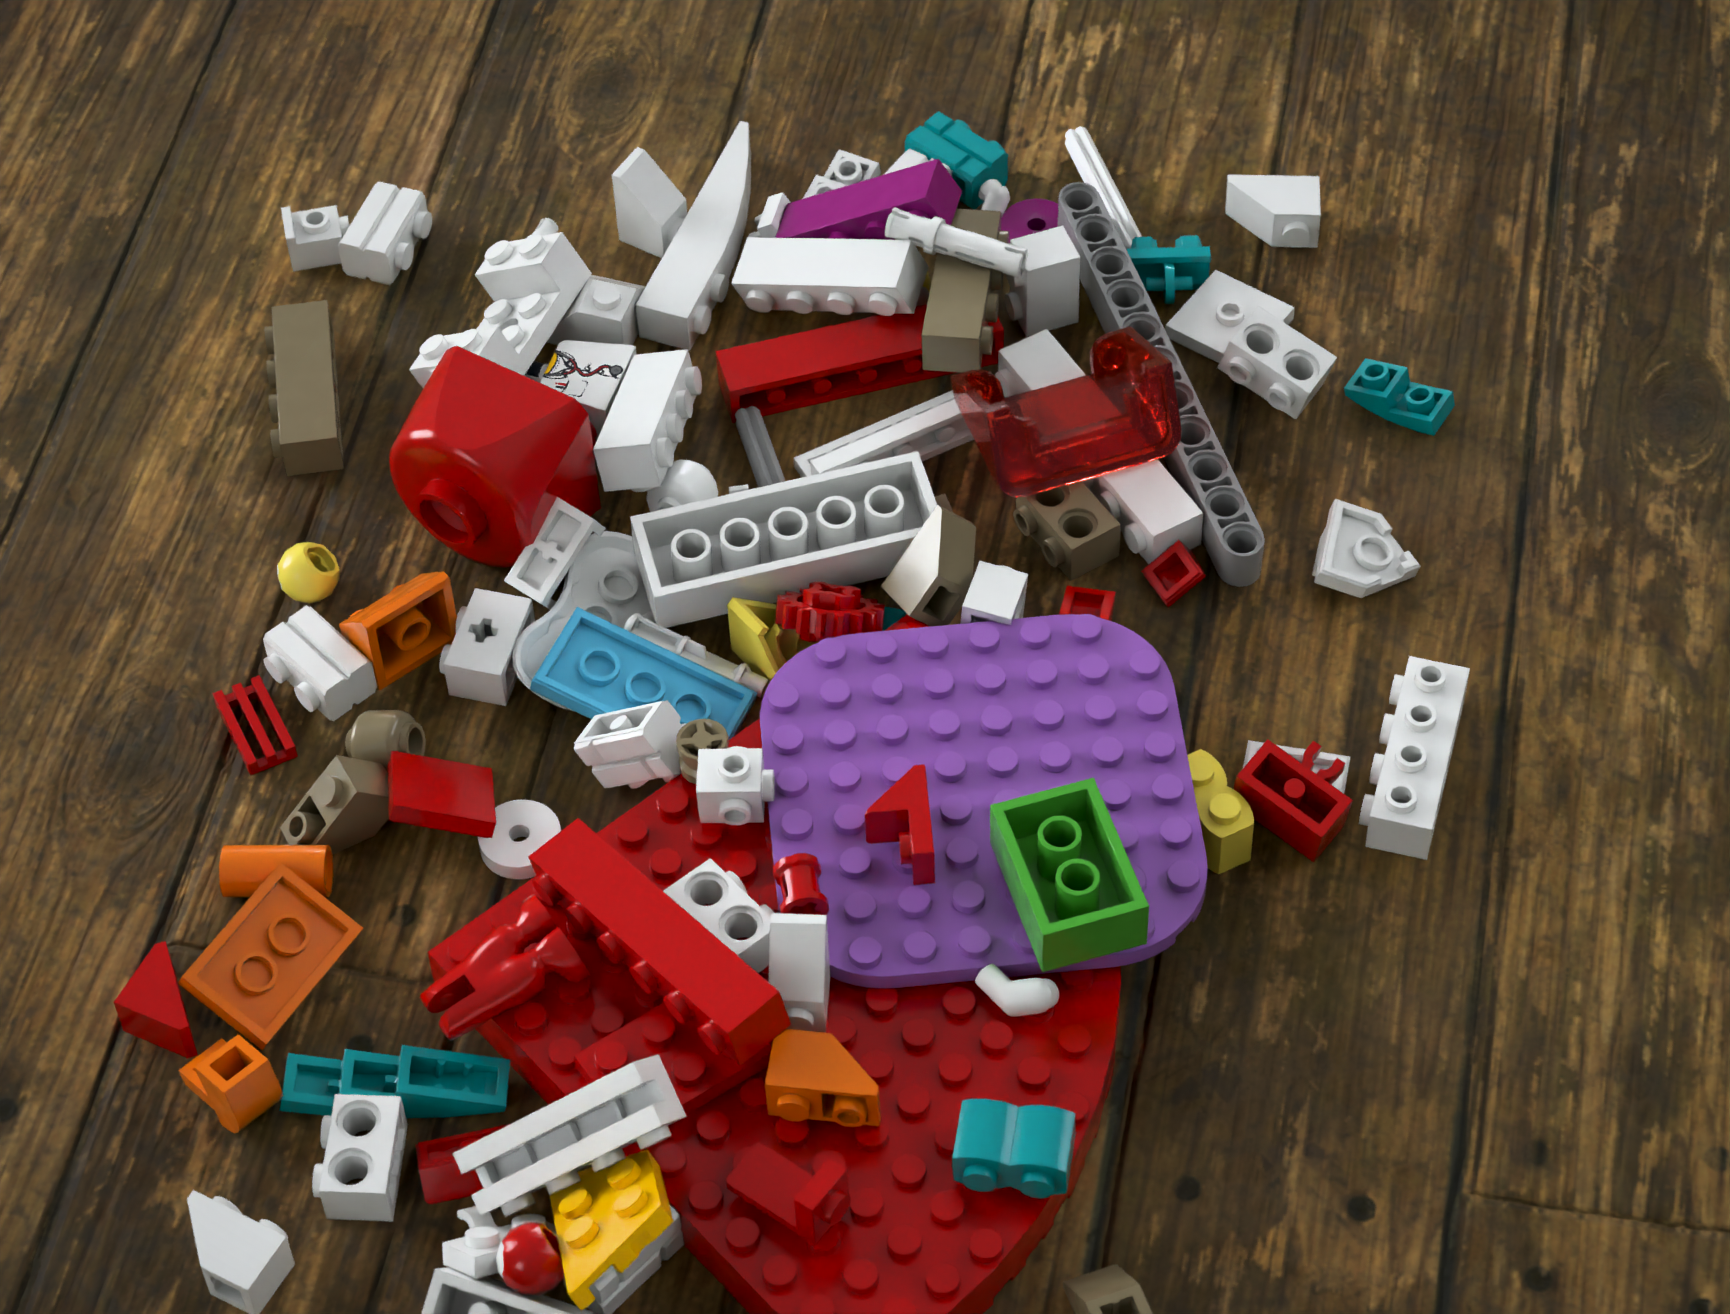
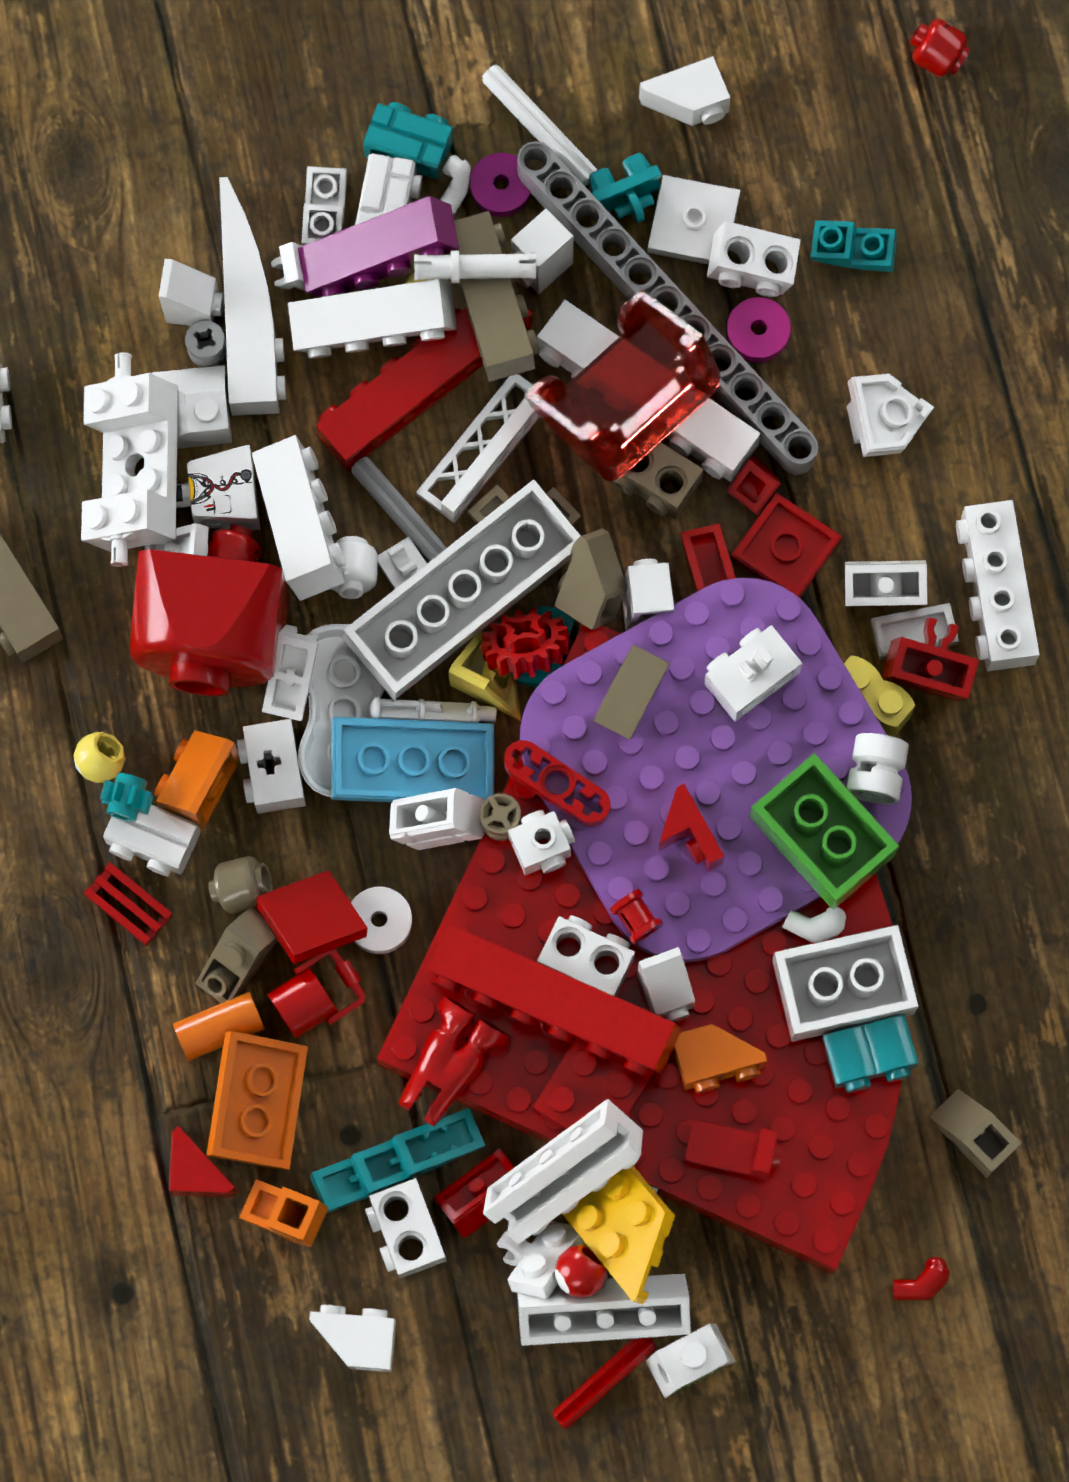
camera: 25 degrees left, 25 degrees up
(305, 596) = (126, 797): none -> teal gear
(384, 876) = (304, 1002): none -> red piece
(642, 256) = (206, 352): none -> light grey wheel
(783, 752) = (588, 791): none -> red beam
(914, 669) = (631, 691): none -> dark tan slope
(1016, 1049) = (844, 982): none -> white brick
(1067, 697) = (752, 672): none -> white brick
(1168, 836) = (877, 768): none -> white wheel
(1192, 641) = (786, 546): none -> red tile
(1254, 420) = (763, 313): none -> dark pink piece
(1279, 701) = (886, 583): none -> white brick
(1579, 251) = (939, 47): none -> red head

